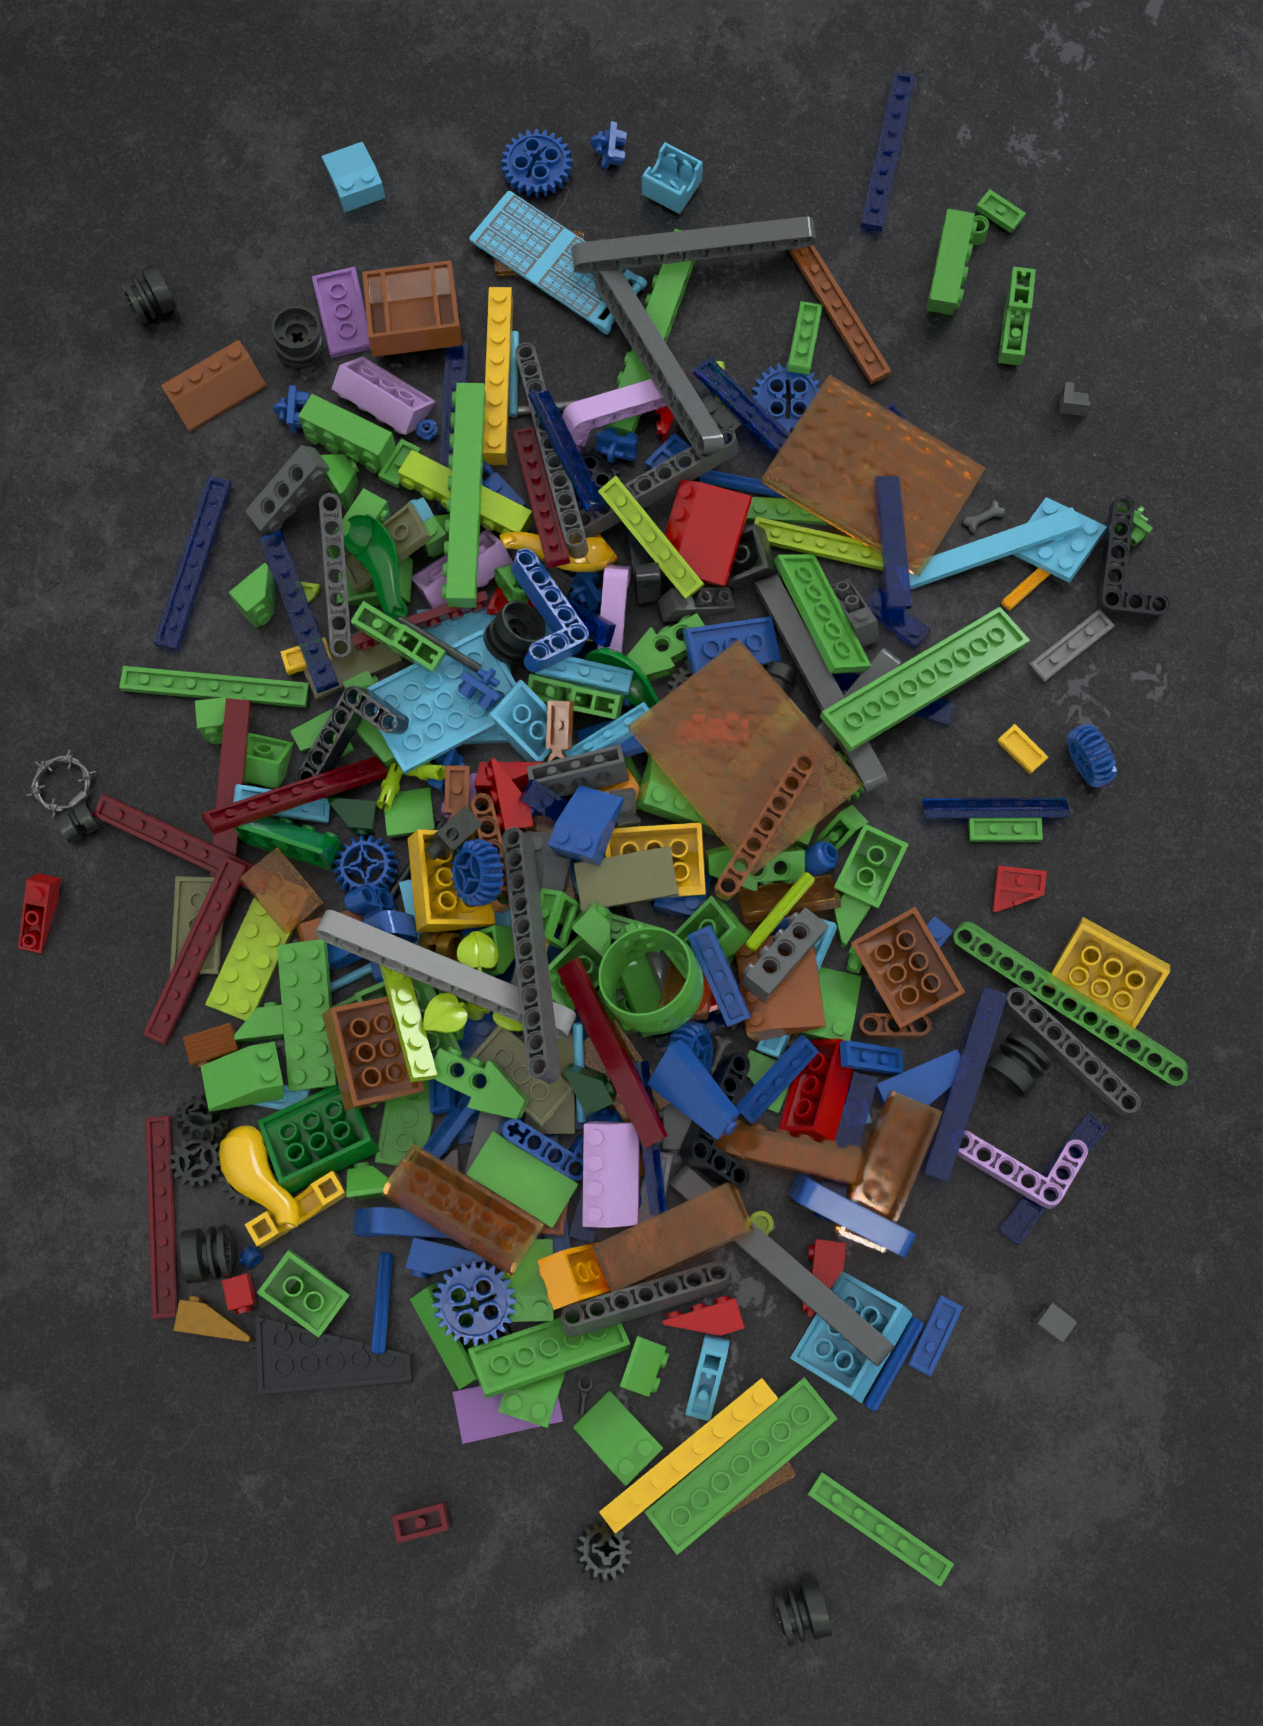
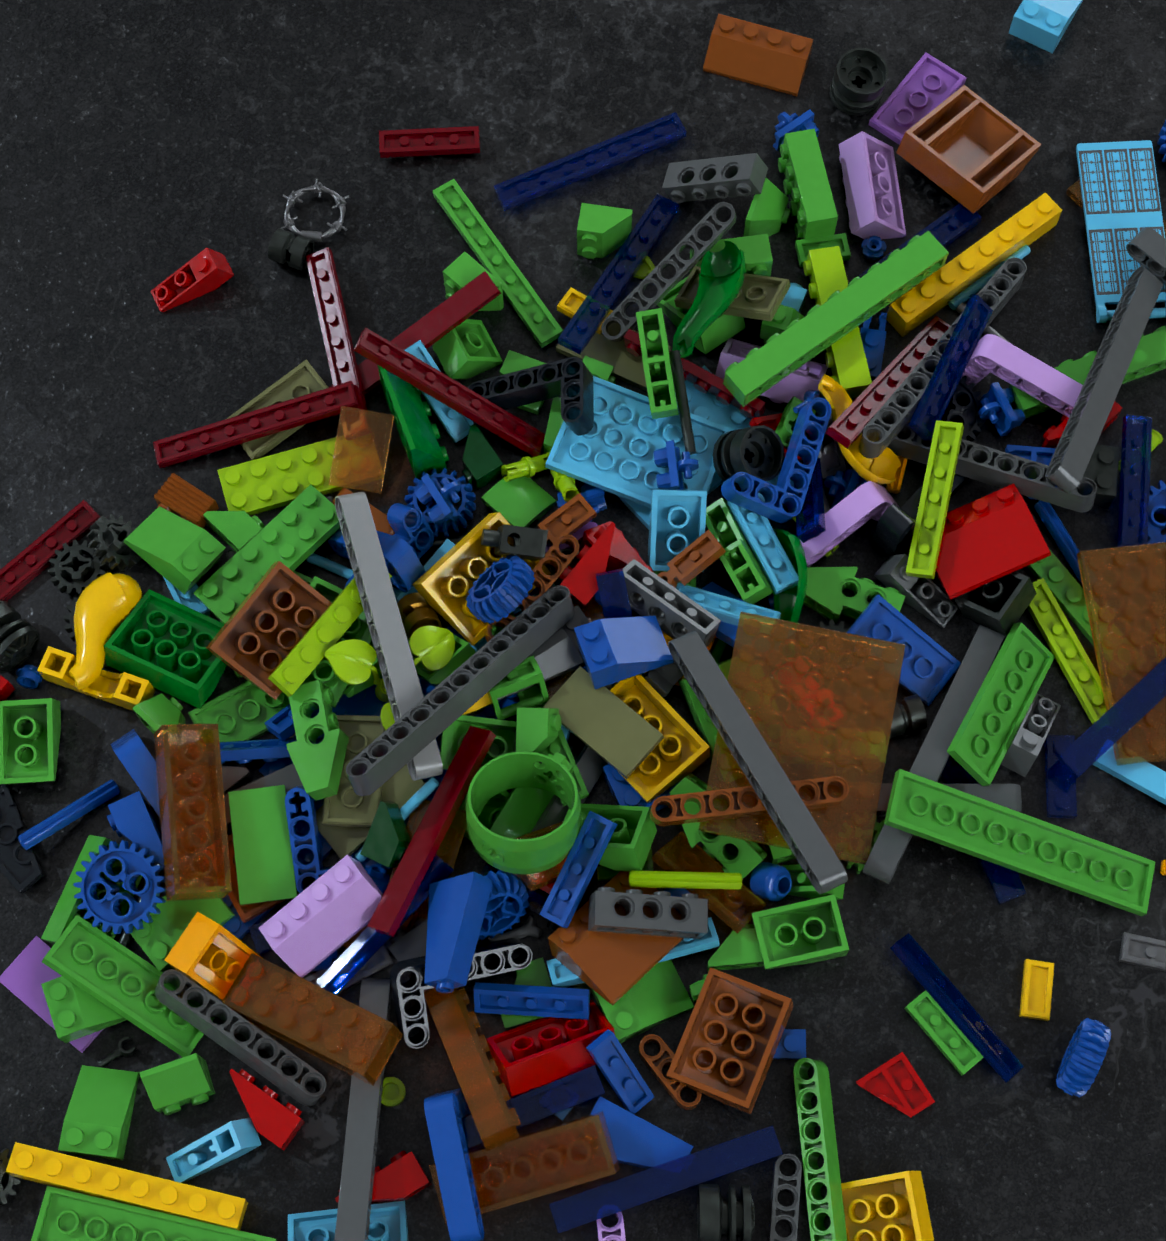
camera: 50 degrees right, 5 degrees down
(77, 660) = (429, 141): none -> dark red plate
(377, 866) = (431, 490): none -> blue hips
(507, 560) = (808, 396): none -> blue hand
(746, 797) = (758, 763): none -> dark grey beam

